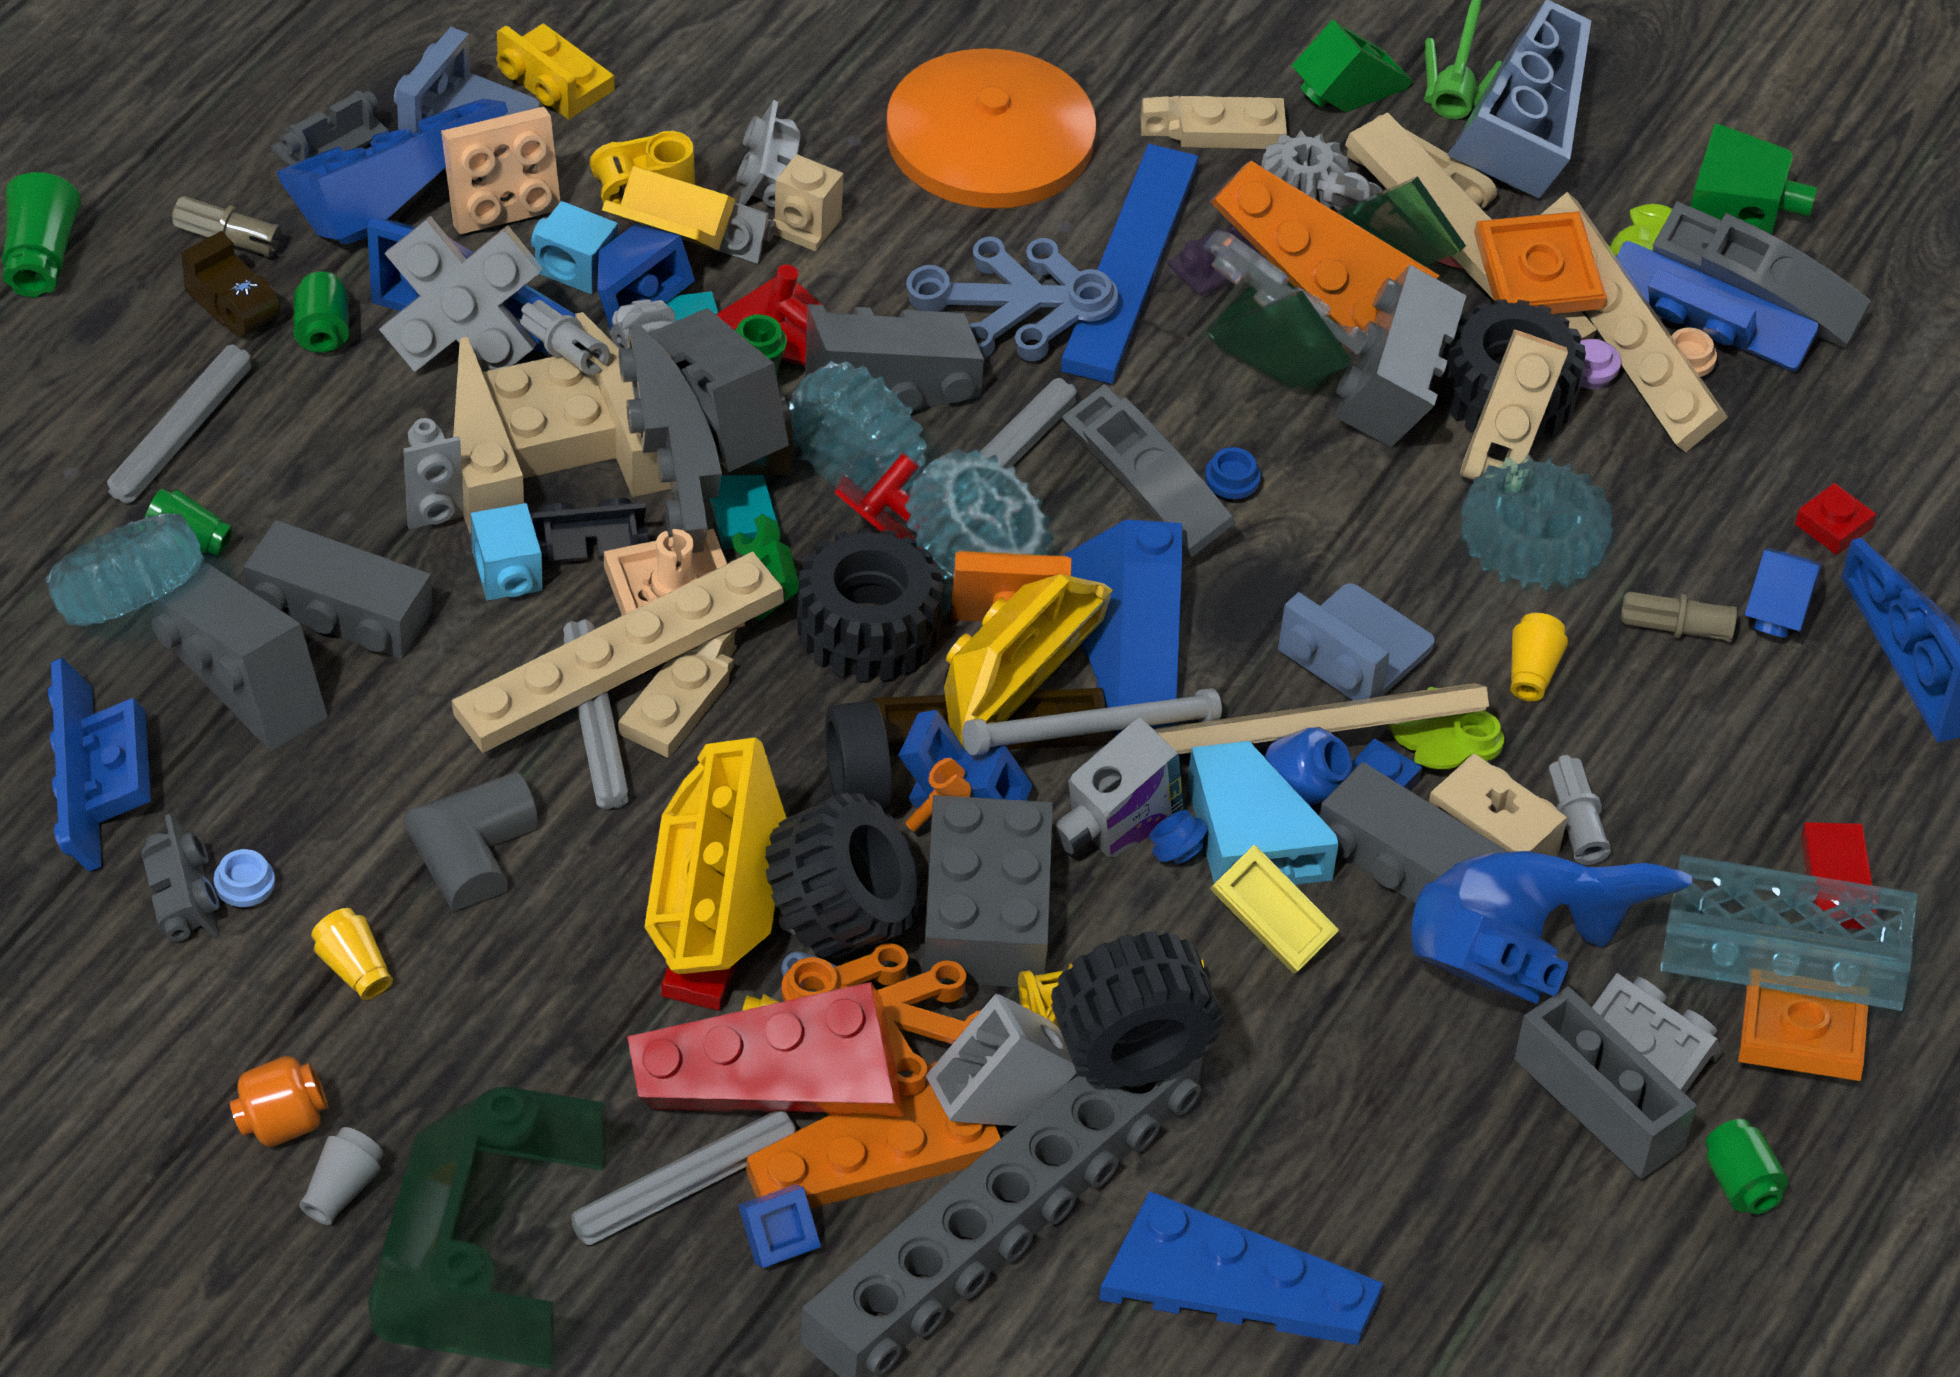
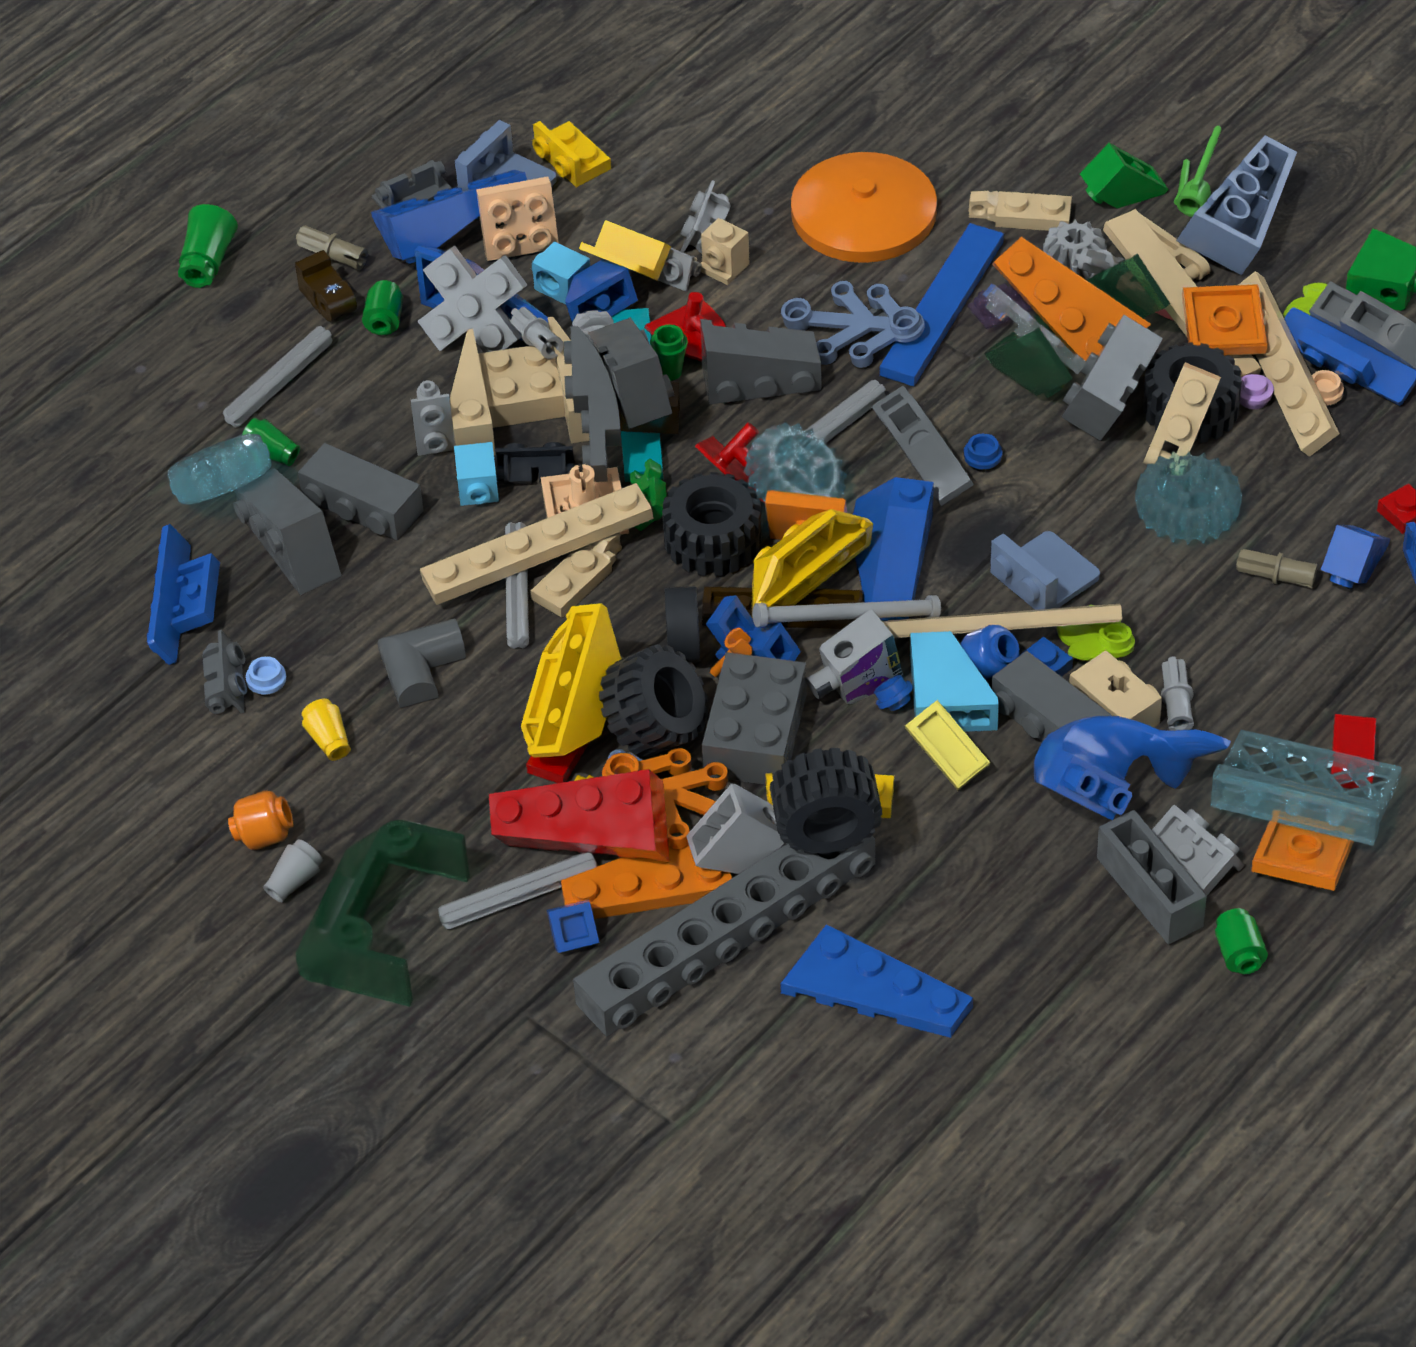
camera: 15 degrees right, 0 degrees up
(663, 153) = (630, 213): yellow piece -> none
(853, 425) = (720, 401): clear light blue gear -> none
(1536, 652) = (1168, 587): yellow cone -> none

